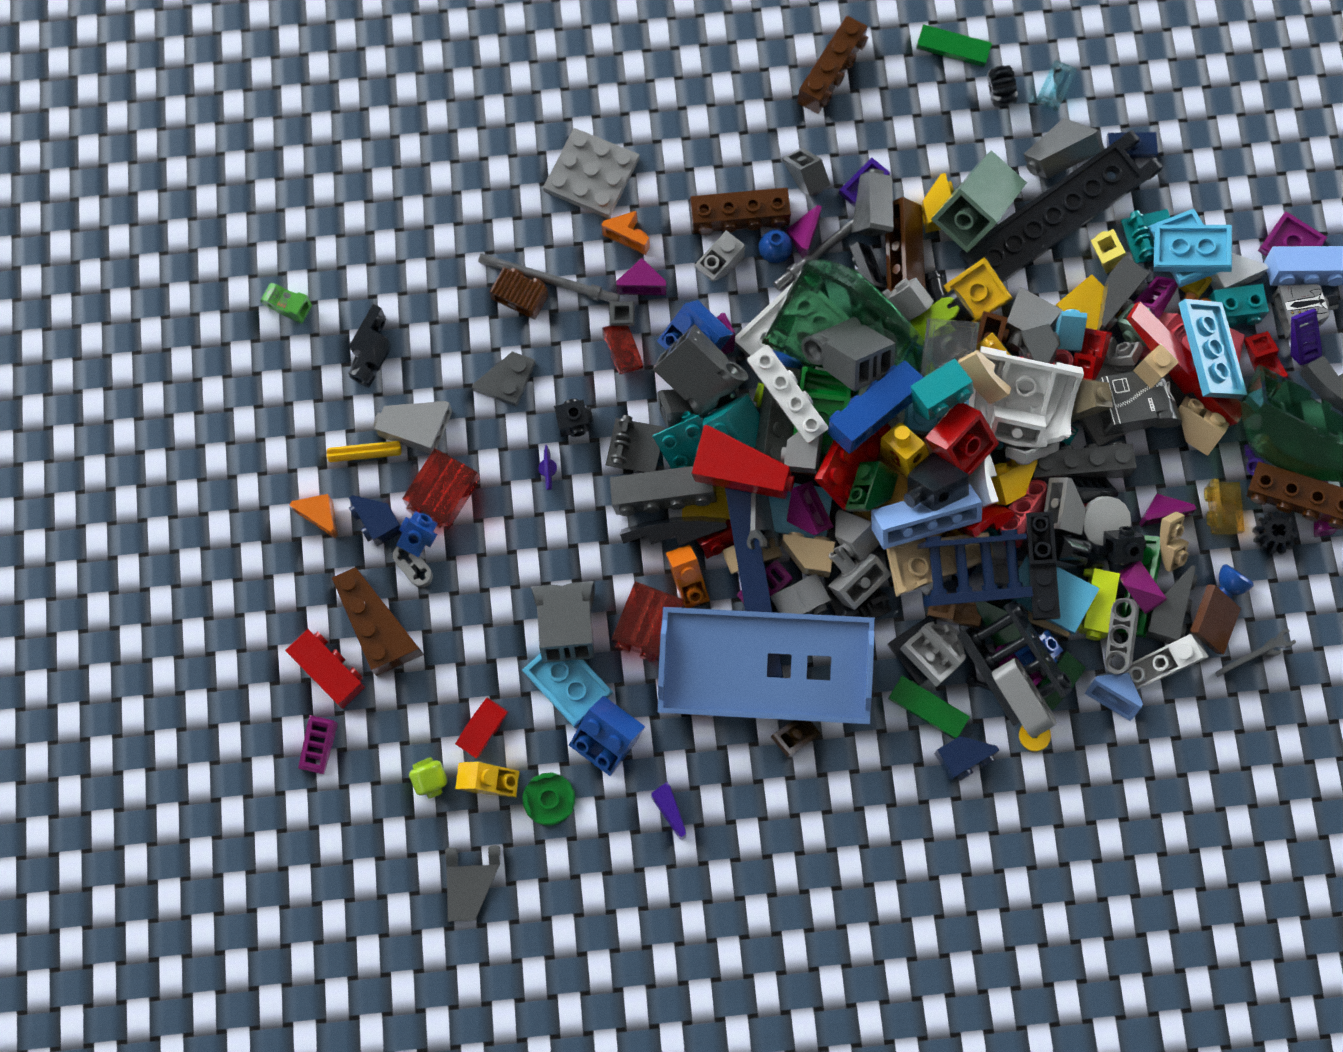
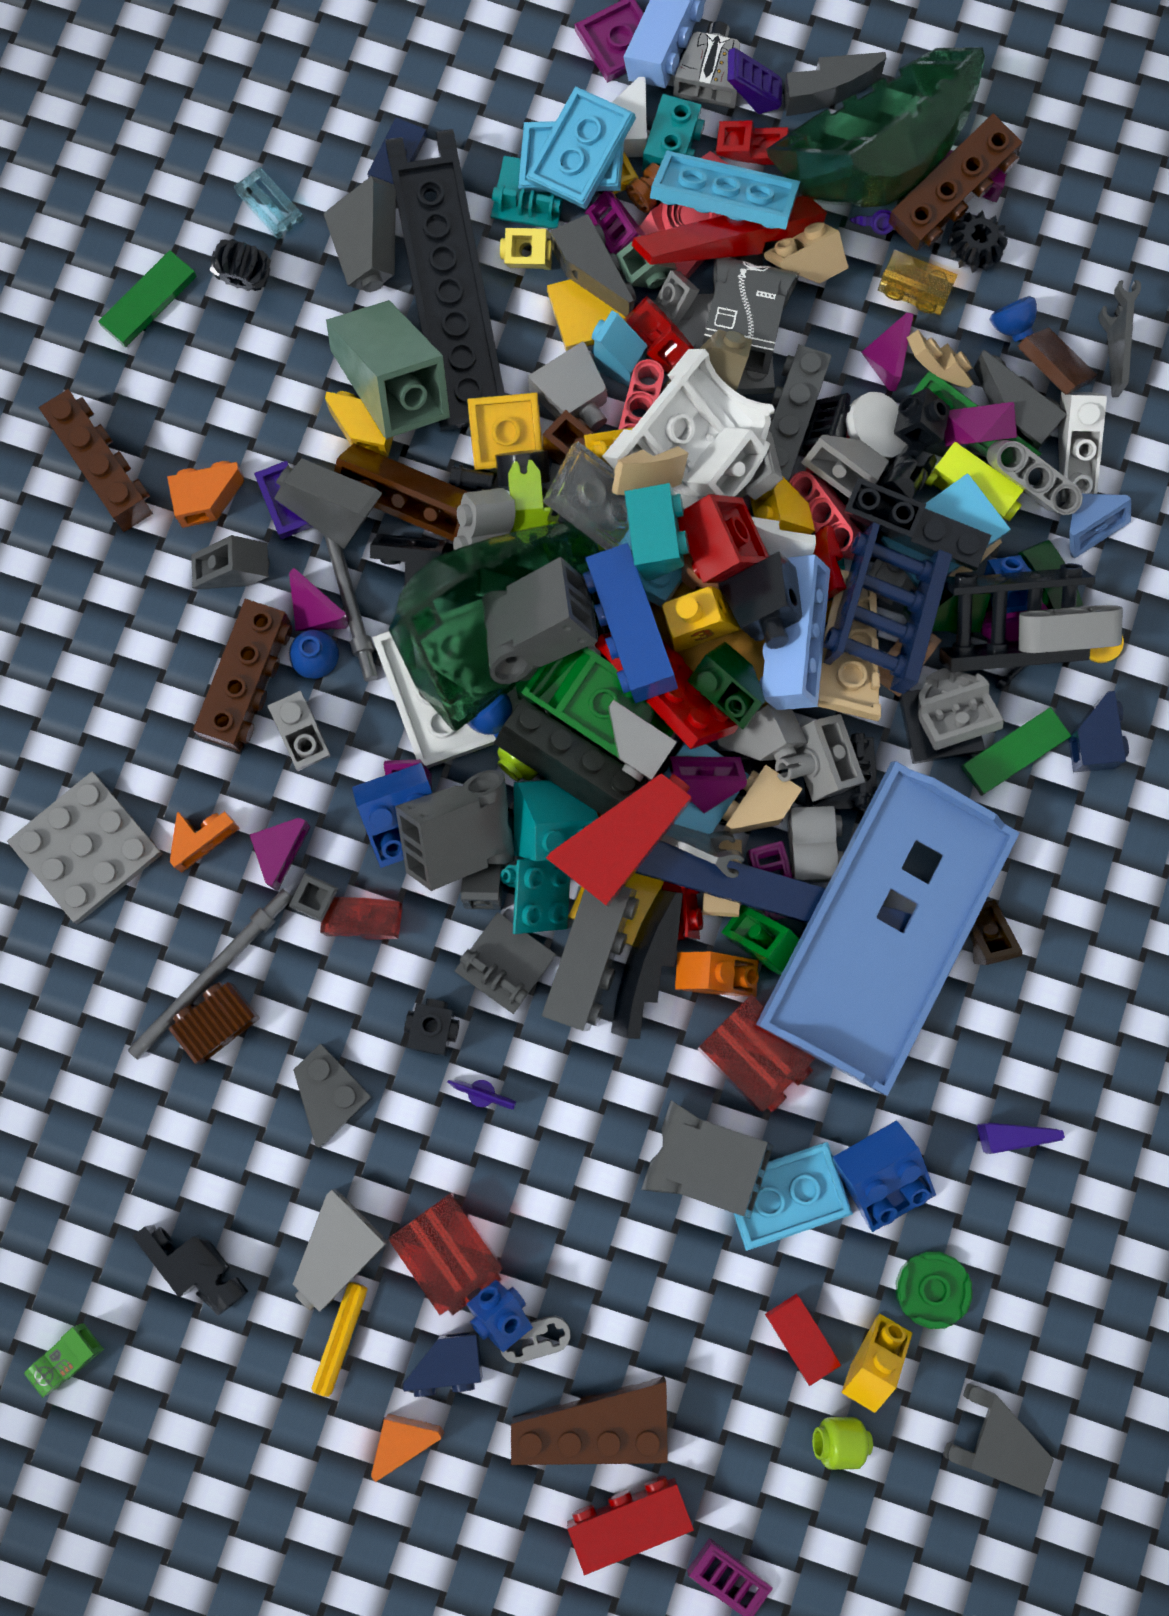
camera: 70 degrees left, 5 degrees up
(723, 591) = (761, 938): none -> green slope
(786, 392) = (562, 728): white bracket -> none
(843, 135) = (204, 493): none -> orange slope
(1039, 344) = (625, 390): dark grey slope -> none
(1156, 366) = (724, 262): tan brick -> none

